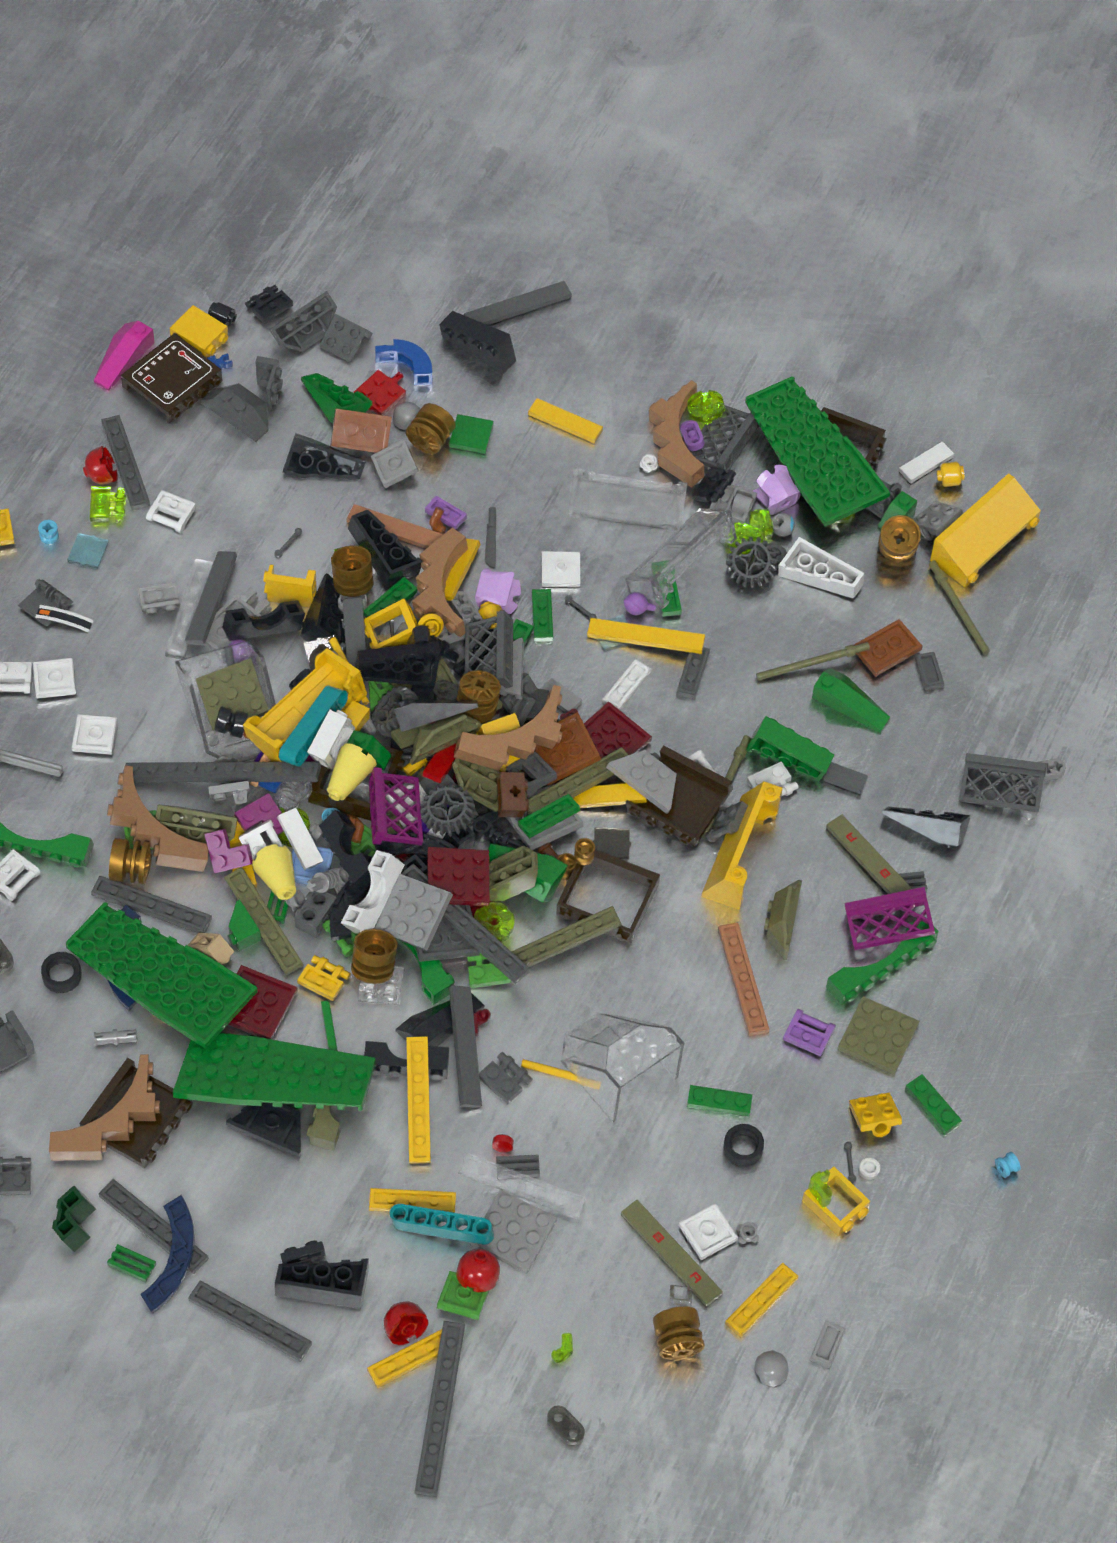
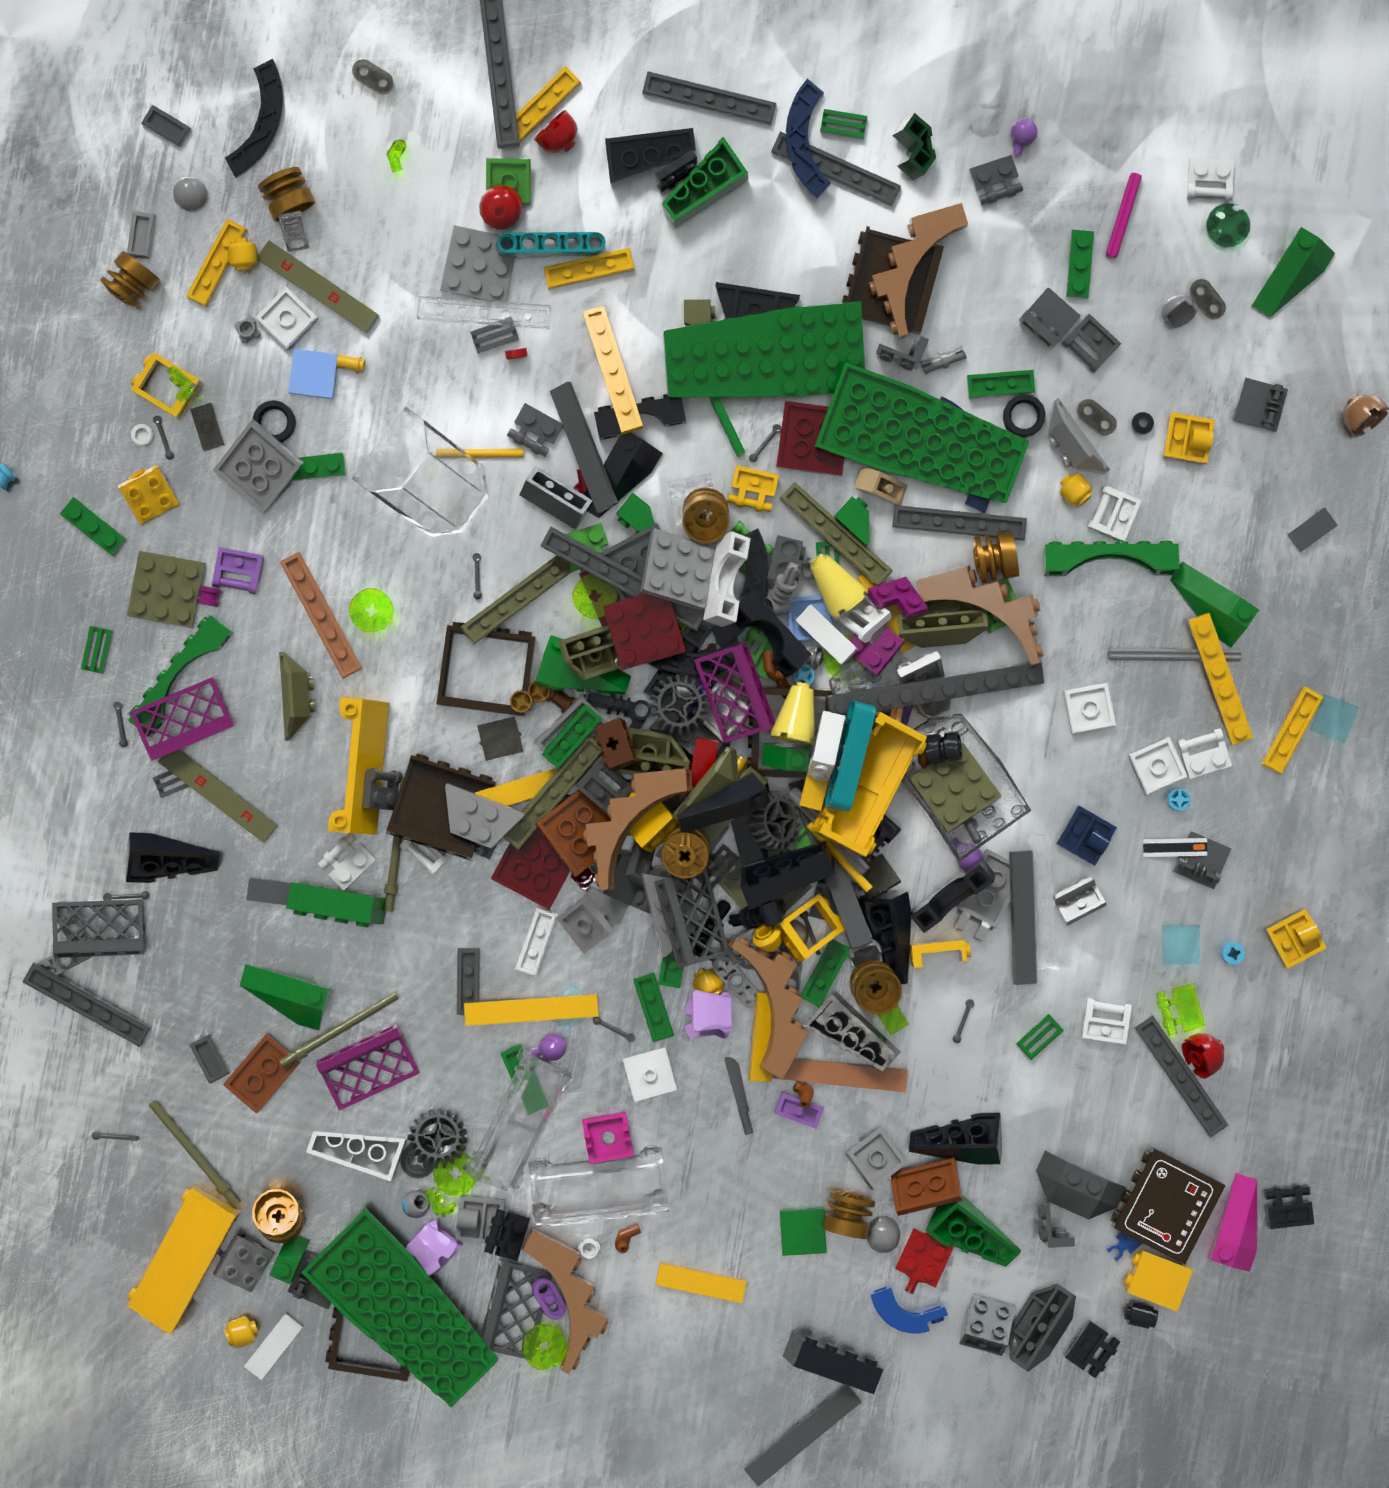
camera: 170 degrees right, 30 degrees up
(26, 938) = (1073, 442): none -> light grey wedge
(39, 899) = (1075, 489): none -> yellow head
(44, 645) = (1183, 799): none -> medium azure wheel
(71, 1003) = (1000, 383): none -> green plate
(76, 349) = (1290, 1214): none -> black plate
(134, 642) = (1086, 835): none -> dark blue plate
(145, 1036) = (906, 361): none -> dark grey bracket
(231, 518) = (1025, 1048): none -> green tile
(266, 1241) = (705, 184): none -> green wedge
(286, 1022) = (776, 429): none -> dark grey hinge
(503, 1011) = (555, 497): none -> dark grey brick
(580, 681) = (585, 924): none -> light grey hinge
(590, 989) = (477, 594): none -> dark grey hinge
(618, 464) = (624, 1236): none -> dark orange arm
(618, 522) = (594, 1130): none -> dark pink piece
(658, 1176) = (351, 363): none -> yellow pin
(680, 1412) = (267, 122): none -> black tile
(693, 979) = (365, 599): none -> clear neon green plate
(696, 1178) = (313, 373): none -> light blue tile
(734, 1294) = (242, 254): none -> yellow head
(768, 1107) = (258, 466): none -> light grey plate
(779, 1437) = (166, 125): none -> dark grey tile
(799, 642) = (358, 1050): none -> magenta fence
(806, 1158) = (207, 427): none -> clear smoke plate
(841, 1016) = (208, 596): none -> magenta wheel
(848, 1296) = (129, 279): none -> pearl gold wheel
(945, 954) = (118, 706): none -> dark grey hinge
(960, 989) = (92, 630): none -> green tile
(988, 810) = (108, 897): none -> dark grey hinge
(1026, 733) = (86, 1004): none -> dark grey tile
(1039, 640) = (96, 1135): none -> dark grey hinge

